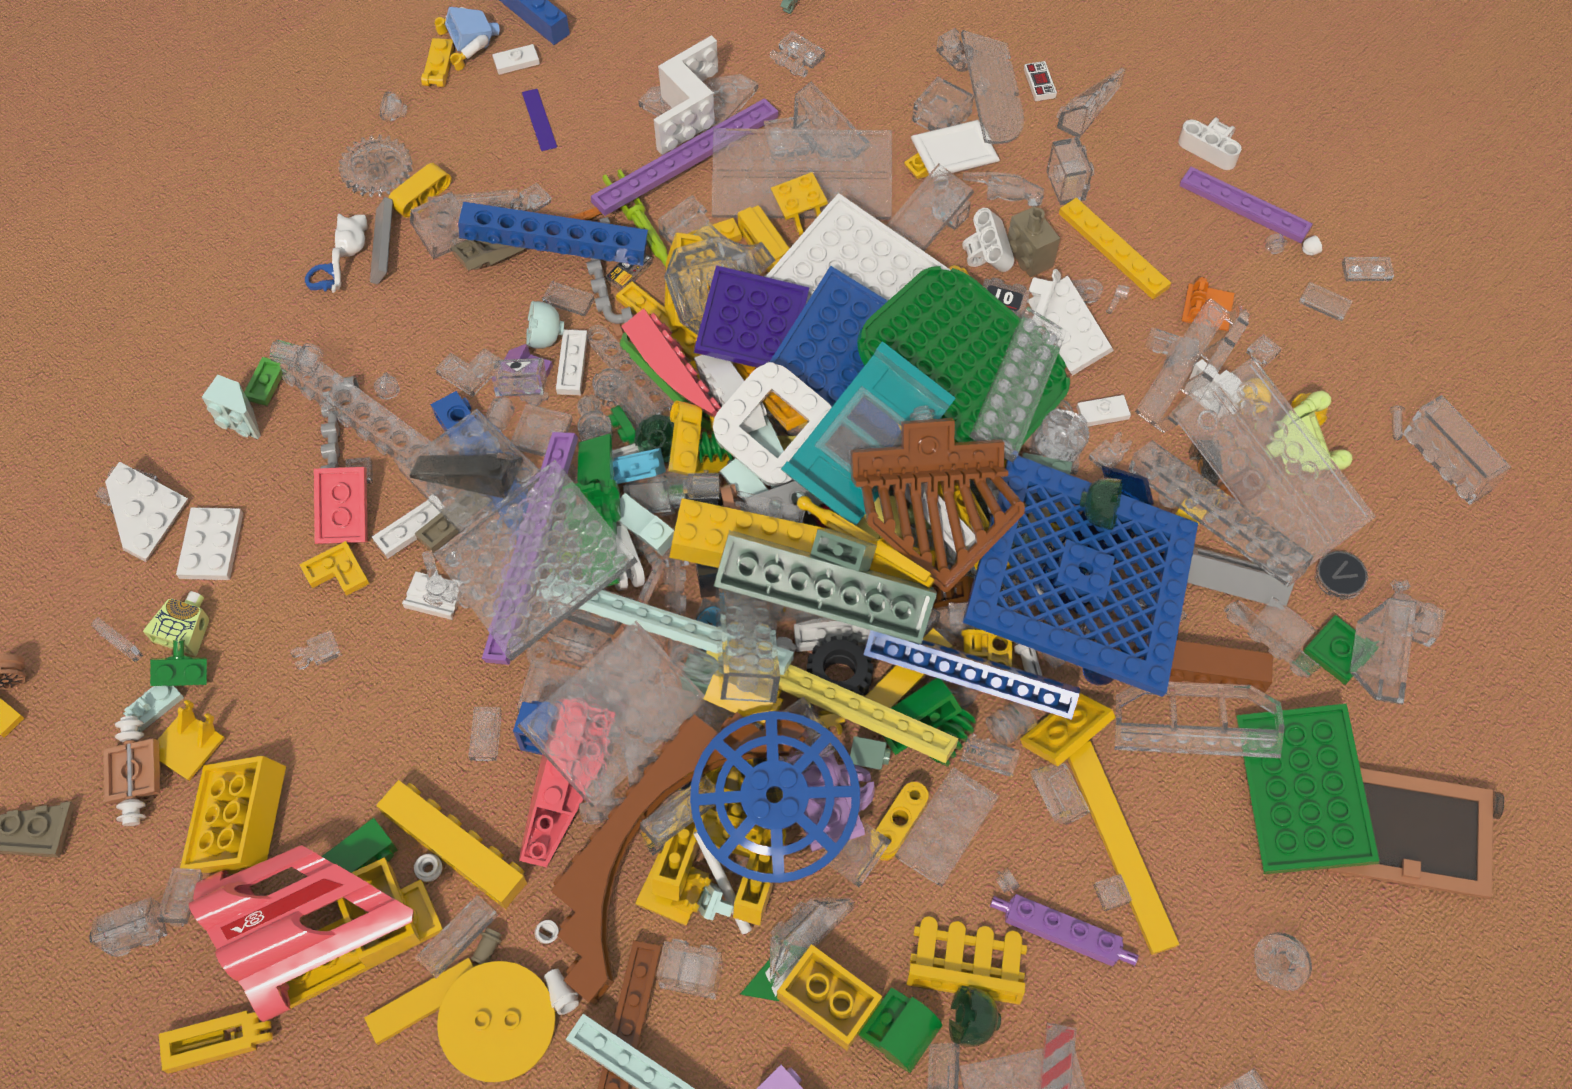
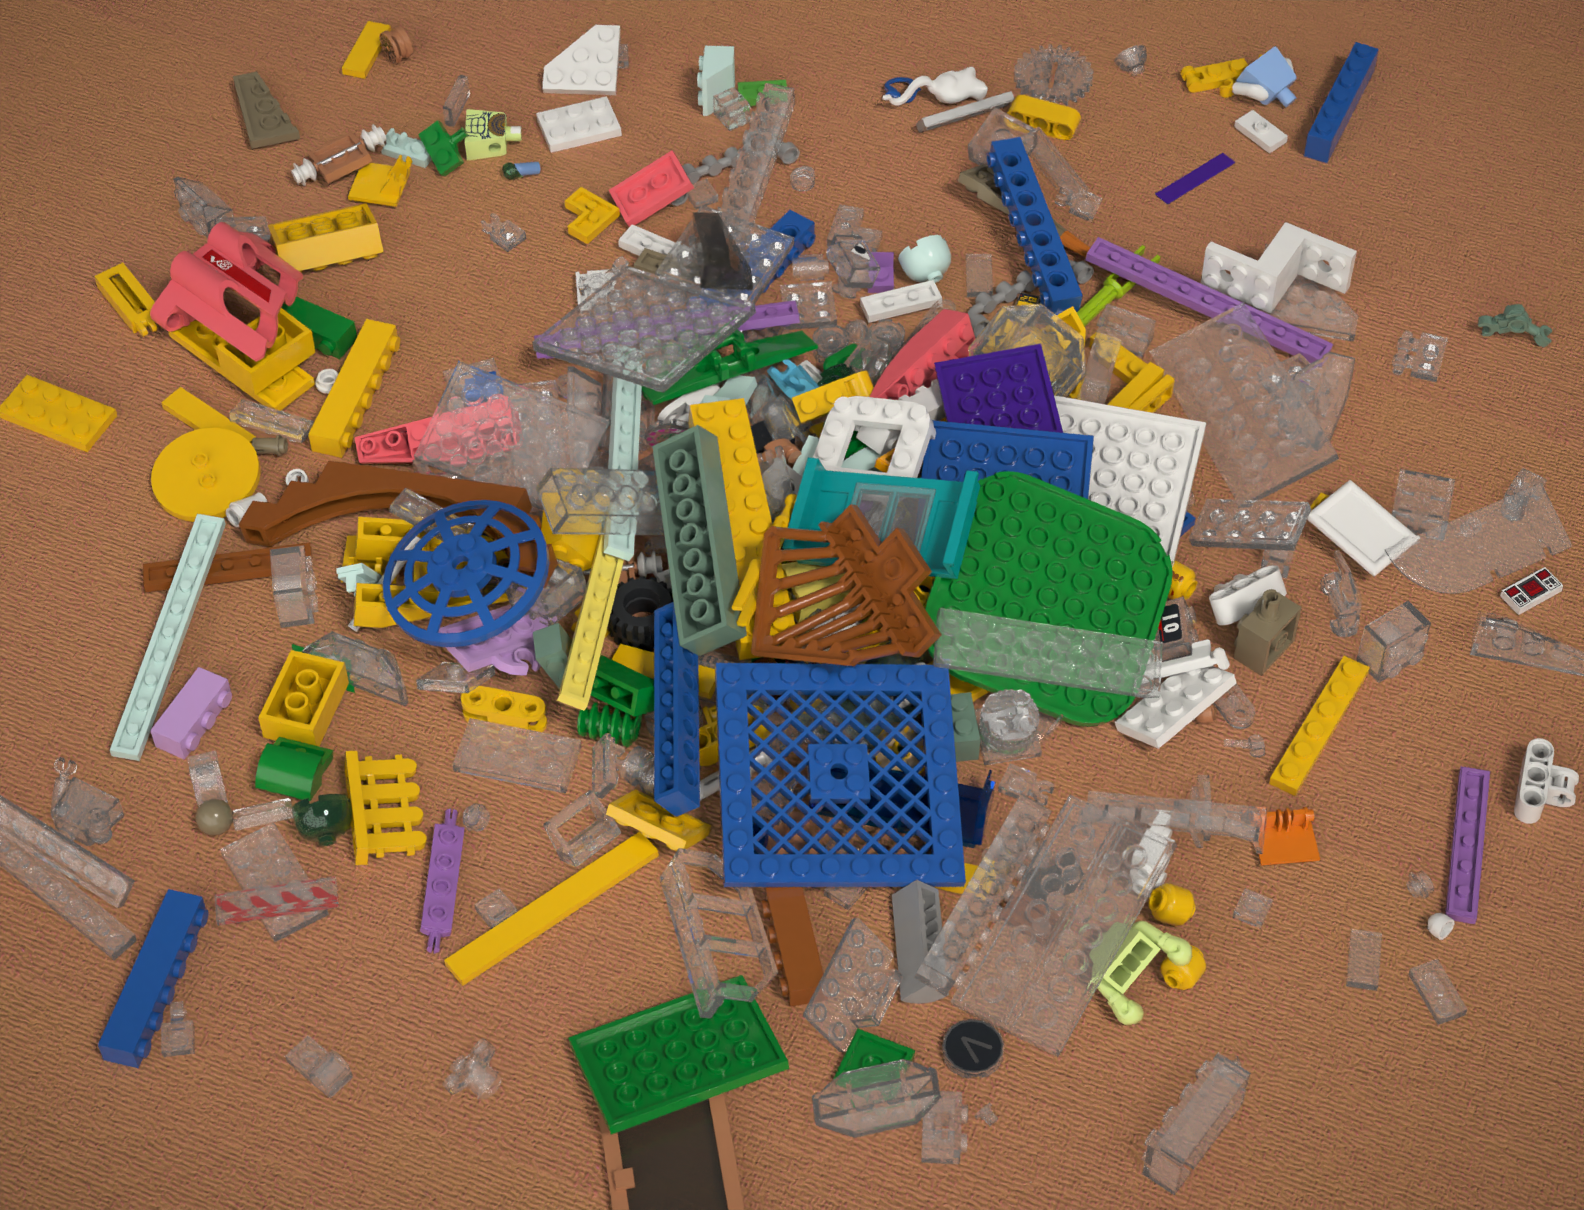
camera: 70 degrees right, 10 degrees down
(243, 612) = (517, 170): none -> arm
(272, 411) = (731, 108): none -> clear brick
(303, 358) = (776, 90): clear piece -> none
(799, 196) = (1205, 405): yellow plate -> none
(843, 550) = (737, 532): sand green brick -> none
(922, 413) = (927, 549): clear plate -> none
(1102, 502) = (921, 762): clear green cylinder -> none
(1104, 410) = (1080, 768): white plate -> none

